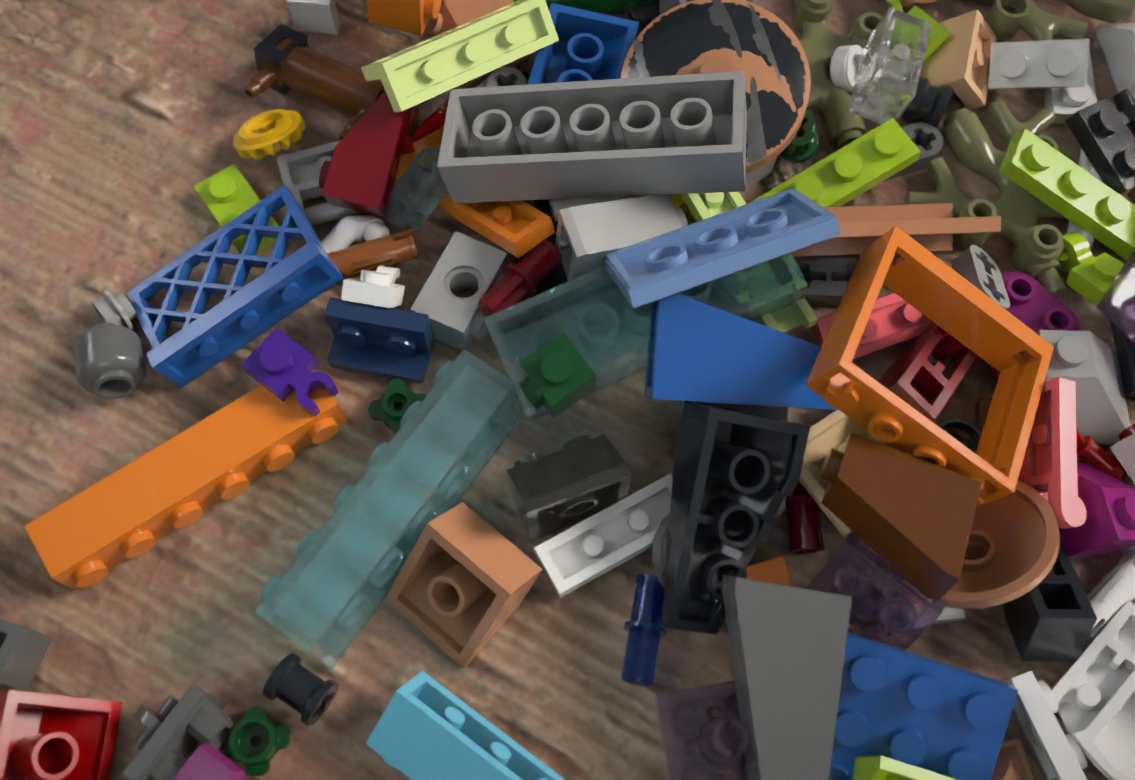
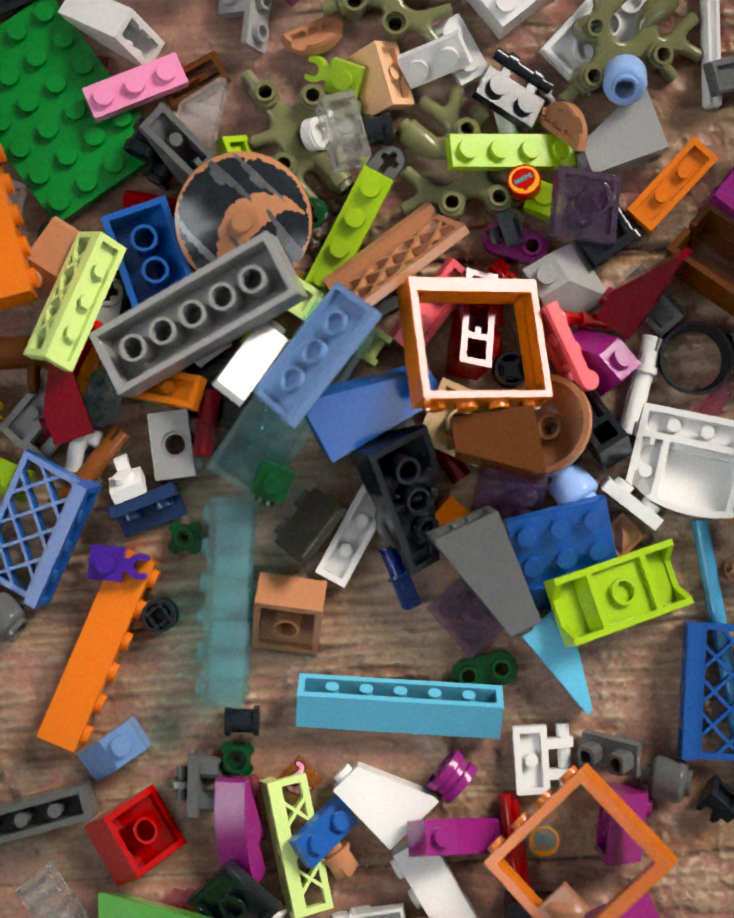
camera: 30 degrees left, 20 degrees up
(112, 615) = (115, 749): none -> medium blue slope
(305, 489) = (165, 612): none -> black wheel
(962, 391) = (497, 341): none -> red piece
(965, 645) = (572, 484): none -> light blue head
(983, 273) = (476, 252): light grey beam -> none
(1039, 278) = (508, 231): none -> black tile
(1090, 238) = (524, 182): none -> red tile

